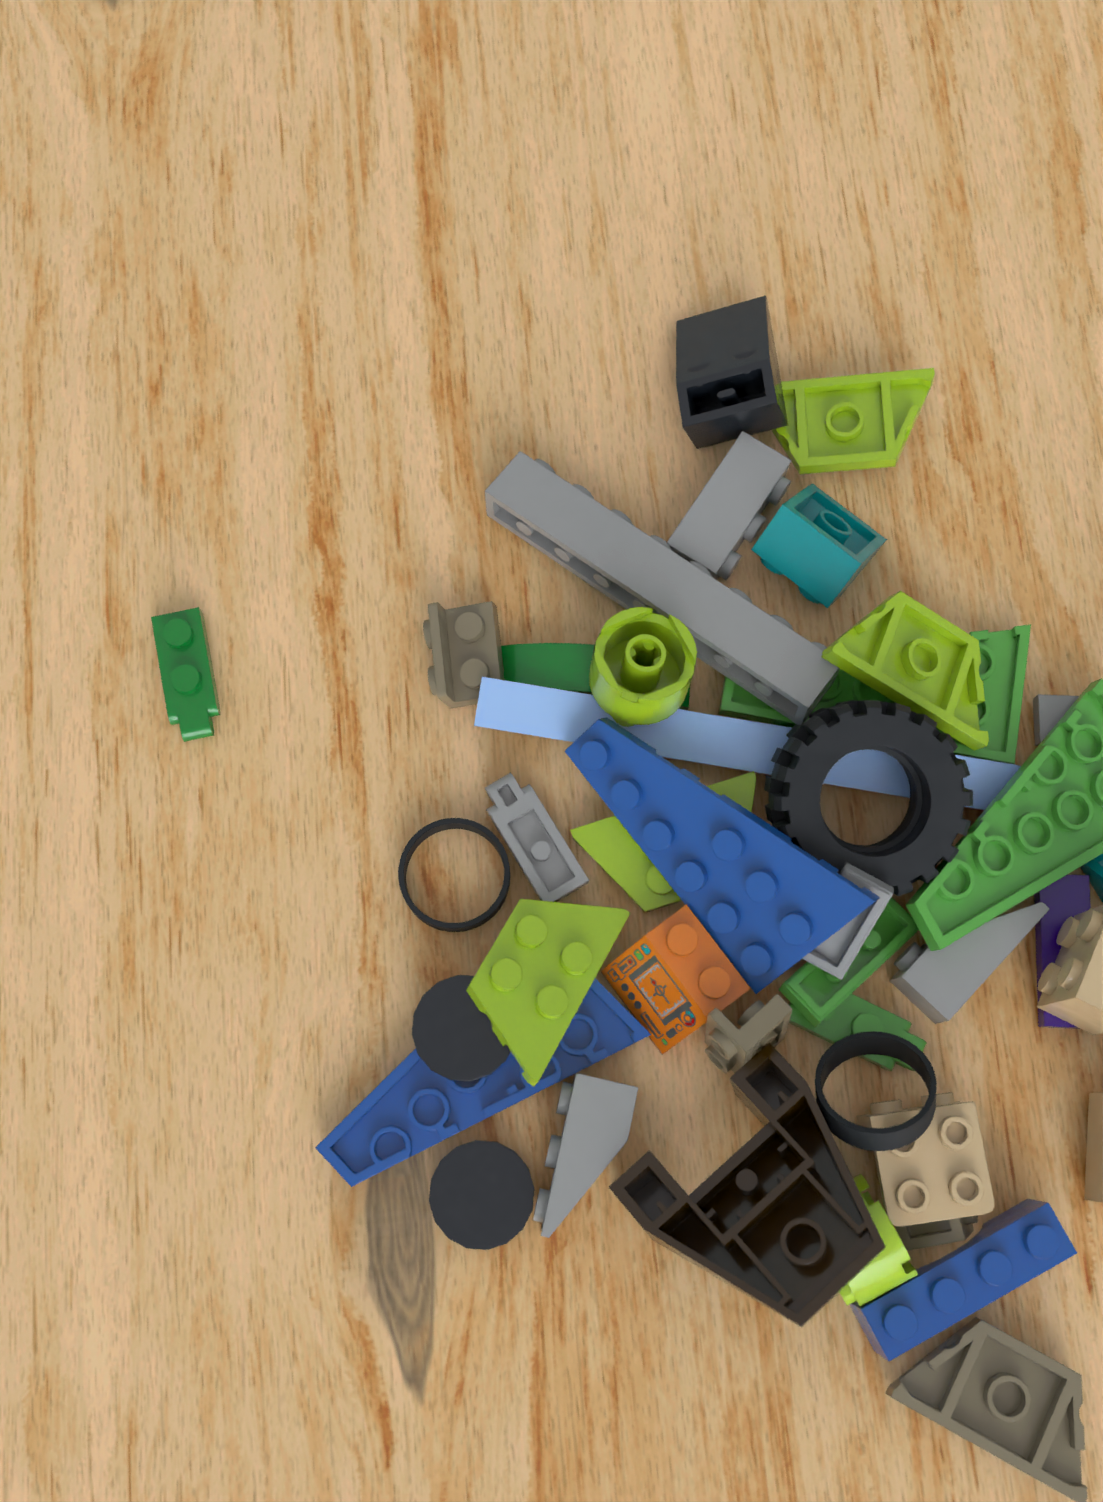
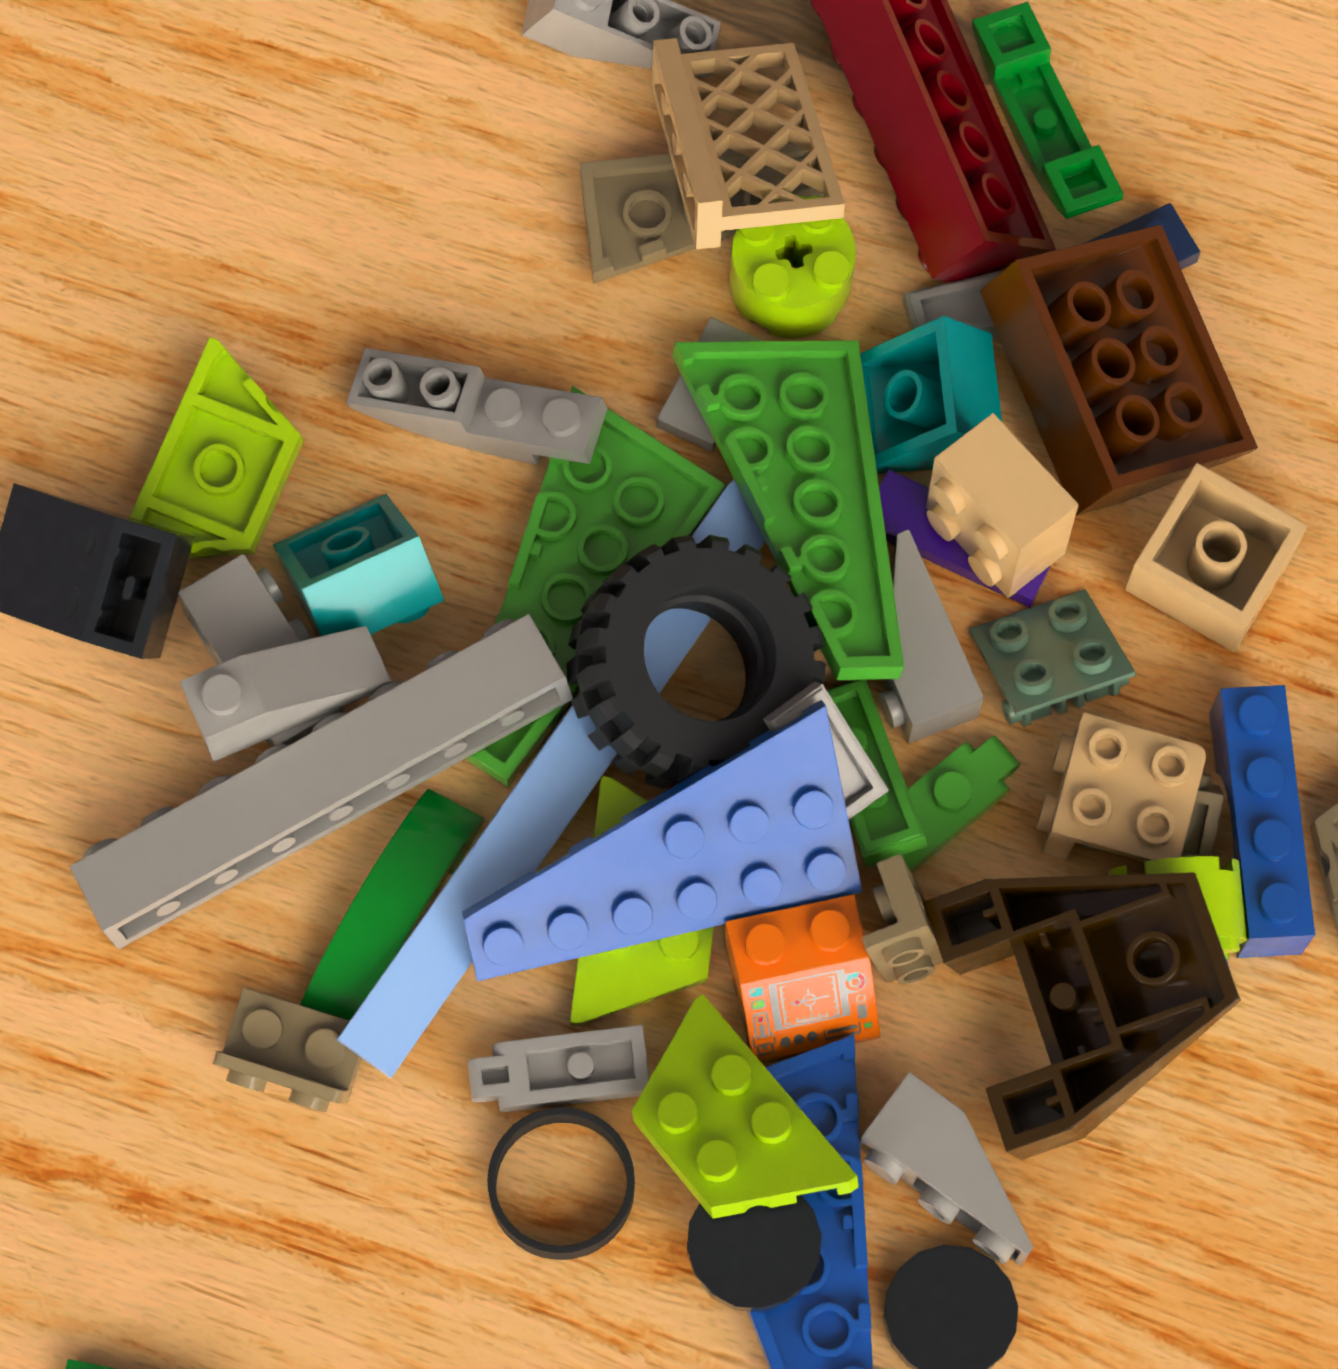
camera: 65 degrees left, 5 degrees down
(642, 666) = (391, 842): lime brick -> none
(705, 523) = (282, 688): none -> light grey slope
(880, 1044) = (981, 777): black tyre -> none
(918, 664) = (565, 533): lime wing -> none
(976, 568) = (476, 412): none -> light grey slope
(1009, 1060) = (1052, 656): none -> sand green hinge

